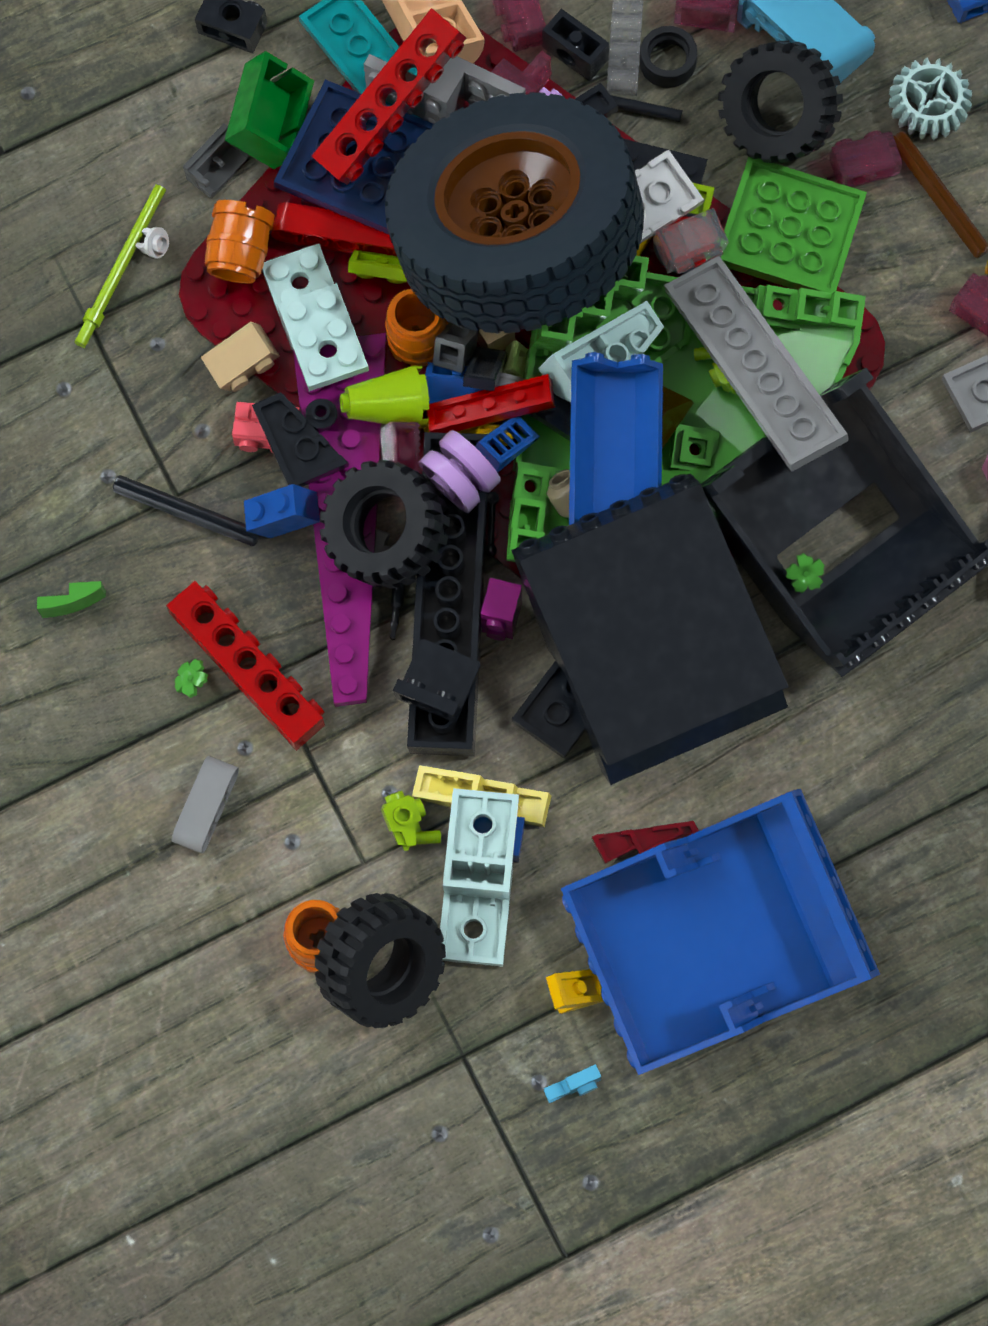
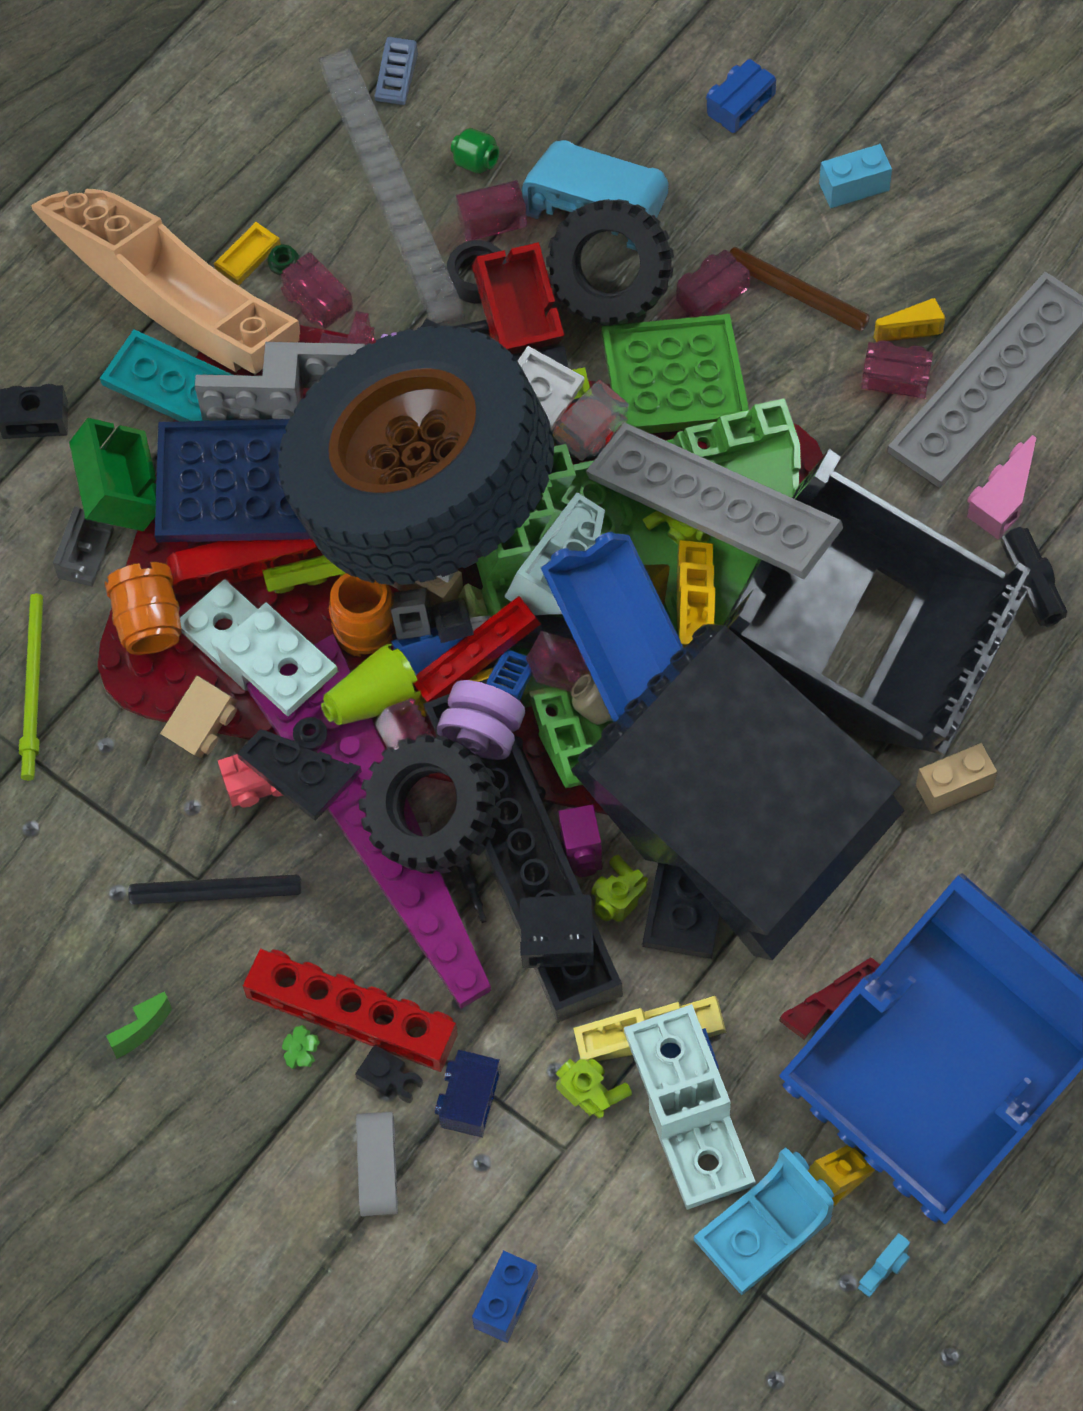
camera: 25 degrees left, 10 degrees down
(155, 242) = (58, 647): white plate -> none
(249, 730) = (384, 1072): none -> black plate
(253, 963) = (505, 1296): none -> blue brick
(281, 511) = (315, 844): blue brick -> none
(301, 923) = (553, 1217): orange piece -> none
(307, 780) = (468, 1093): none -> clear blue brick
(355, 941) = (606, 1226): black tyre -> none
(372, 101) = (251, 322): red brick -> none
(493, 1004) = (768, 1222): none -> medium azure bracket
(513, 669) = (618, 896): none -> lime piece
(549, 446) = (556, 661): none -> clear pink brick
(575, 44) = (384, 295): black brick -> none
(685, 100) = (517, 298): none -> red piece
(703, 434) = (694, 588): none -> yellow slope
(805, 573) = (860, 674): bright green plant -> none
(847, 698) = (956, 778): none -> tan brick
(912, 84) = (726, 199): light aqua gear -> none

